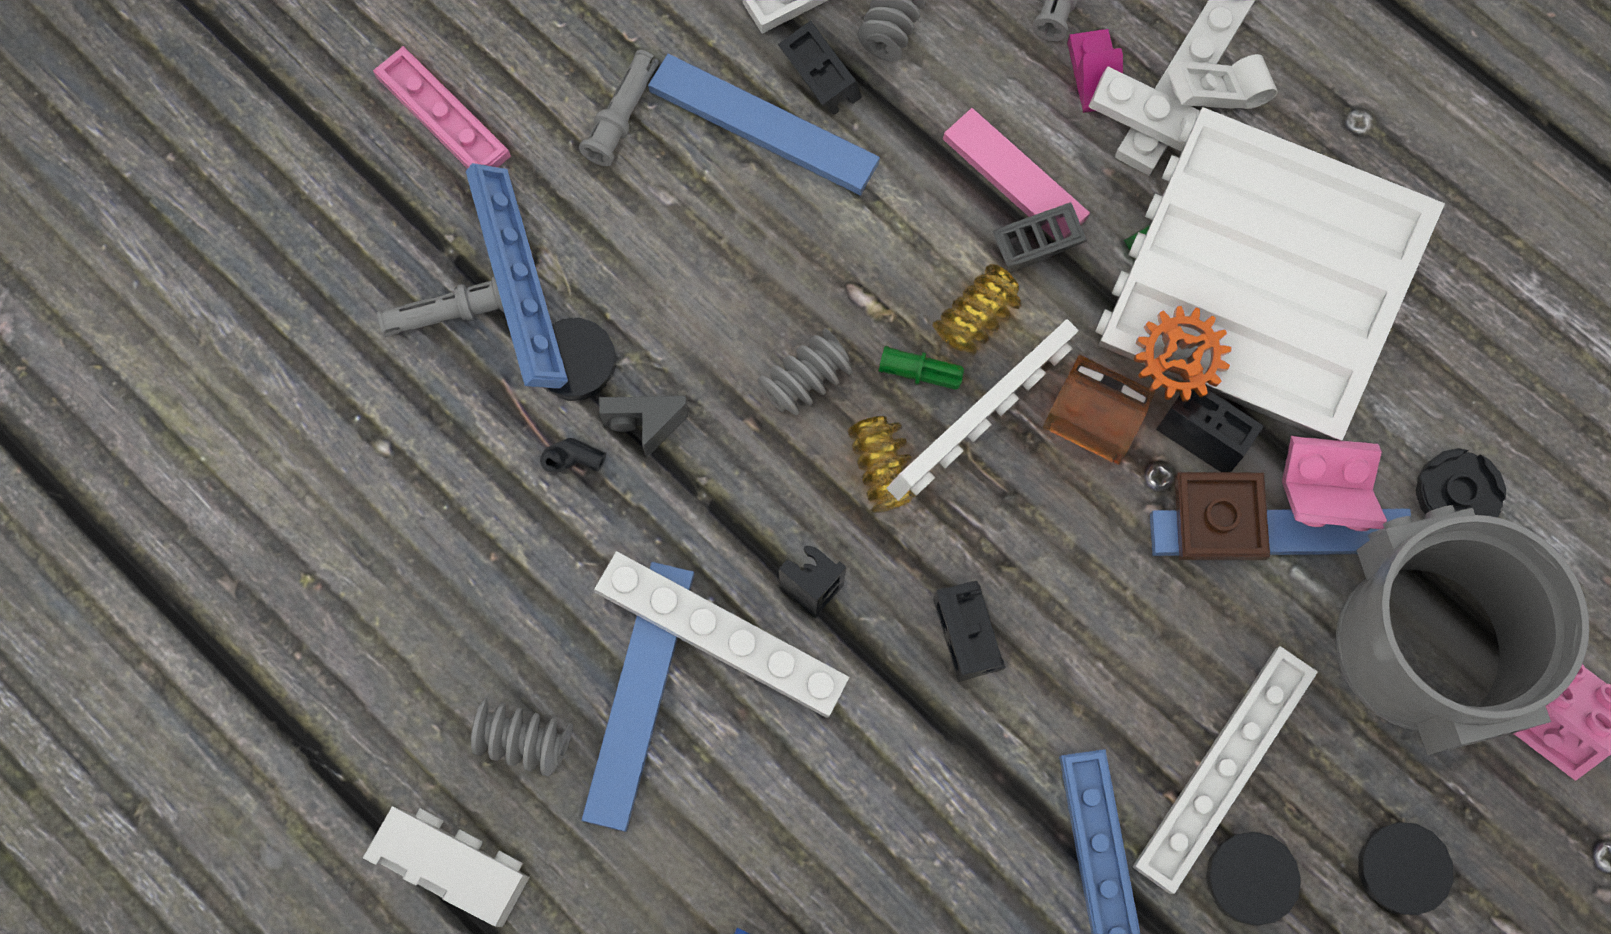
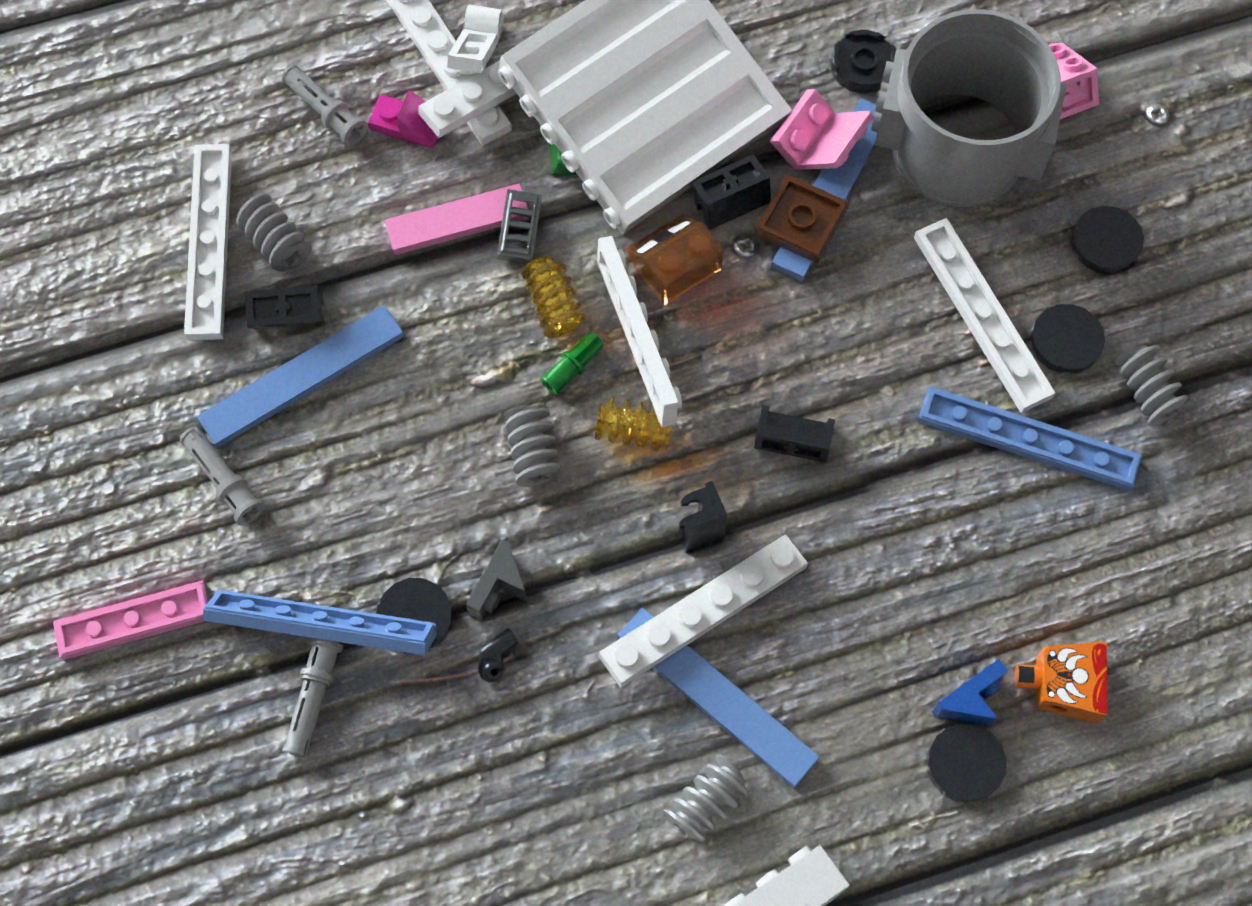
camera: 60 degrees left, 5 degrees down
(1189, 372) = (687, 166): orange gear -> none

